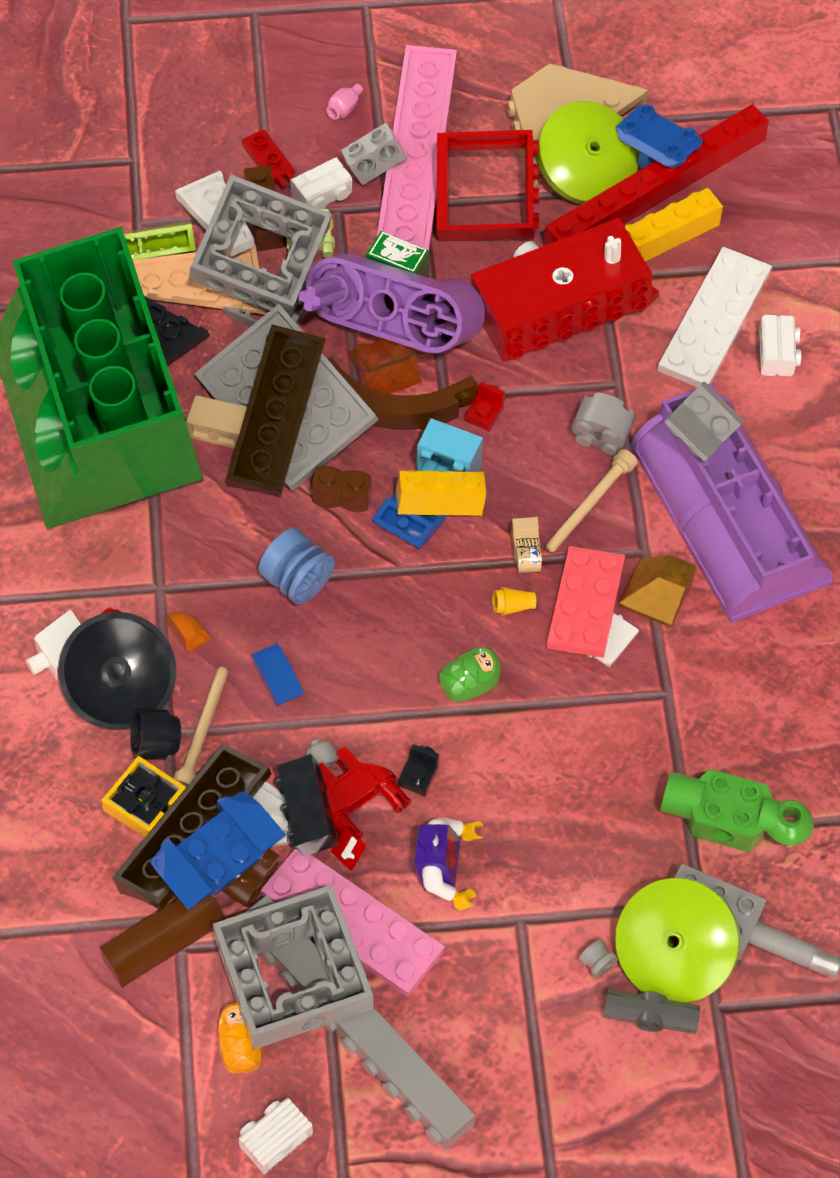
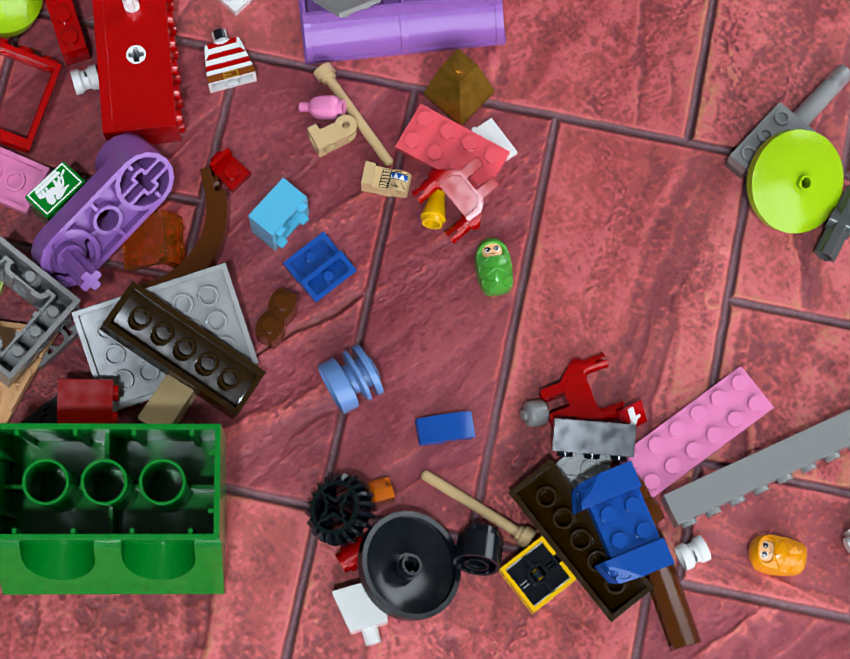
camera: 75 degrees left, 15 degrees up
(158, 594) = (354, 509): none -> black gear
(191, 345) = (86, 400): none -> red brick
(207, 946) = (693, 552): none -> white wheel
(278, 925) = (786, 461): light grey brick -> none
(419, 769) = (573, 337): black bracket -> none
(438, 858) = (663, 343): torso -> none
(440, 493) = (316, 233): yellow brick -> none
(536, 616) = (462, 194): none -> connector
(557, 487) = (332, 136): none -> tan leg
(586, 470) = (324, 107): none -> bright pink plant
(598, 369) = (227, 62): none -> torso
(598, 958) = (785, 248): light grey wheel -> none
(603, 423) = (286, 75): light grey brick -> none
(734, 810) = (687, 99): bright green brick -> none

